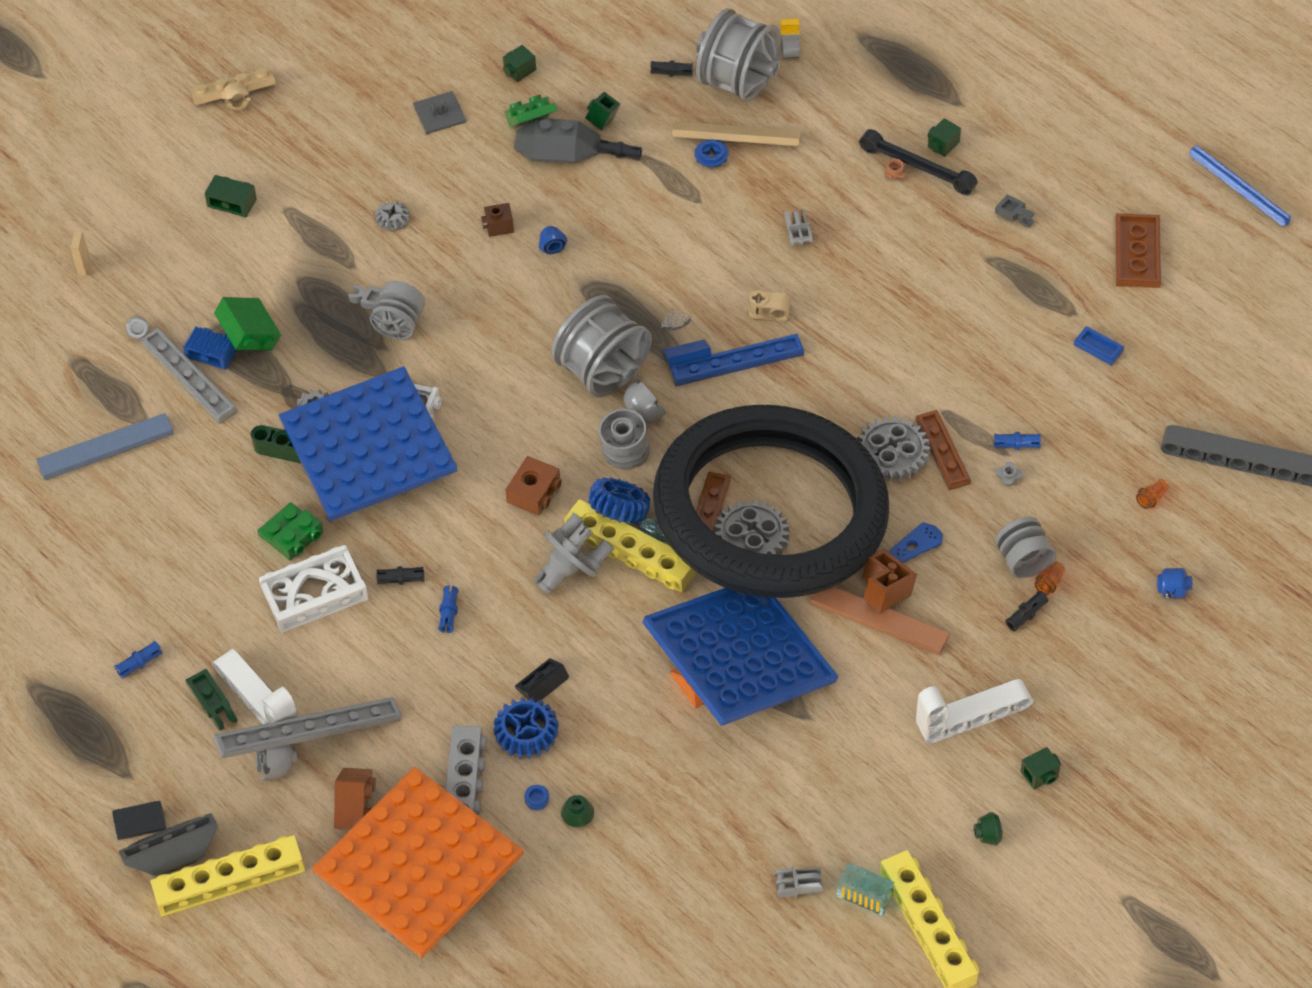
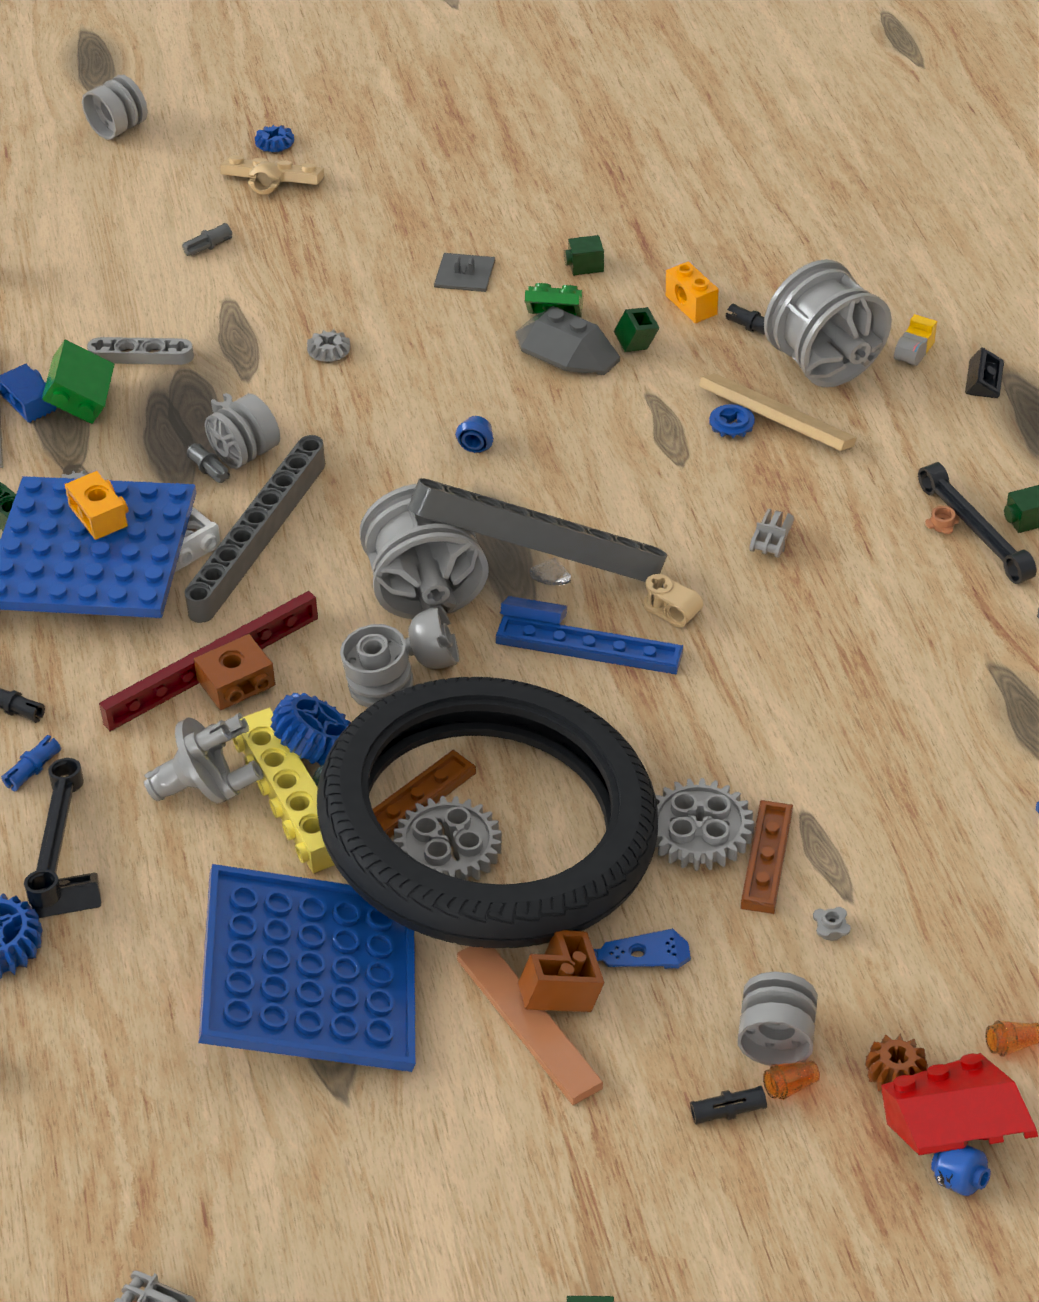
camera: 30 degrees right, 10 degrees down
(72, 82) = (114, 107): none -> light grey wheel
(216, 60) = (281, 138): none -> blue gear
(230, 196) = (178, 263): dark green brick -> none
(234, 164) = (207, 239): none -> dark grey axle
(259, 275) = (179, 350): none -> light grey beam
(367, 421) = (97, 504): none -> light orange brick
(385, 344) = (208, 462): none -> dark grey axle
(459, 377) = (254, 529): none -> dark grey beam
(495, 508) = (182, 675): none -> dark red plate
(498, 219) = (434, 391): reddish brown brick -> none
(507, 645) = (54, 833): none -> black piece
(616, 63) = (691, 292): none -> light orange brick
(619, 149) = (629, 377): black pin -> none
(669, 299) = (535, 530): none -> dark grey beam
(848, 45) = (984, 374): none -> black slope
(945, 720) = (547, 1196): white beam -> none
(1017, 440) = (872, 888): blue pin -> none
(1102, 541) = (893, 1059): none -> dark orange gear
(1154, 549) = (956, 1105): none -> red wedge

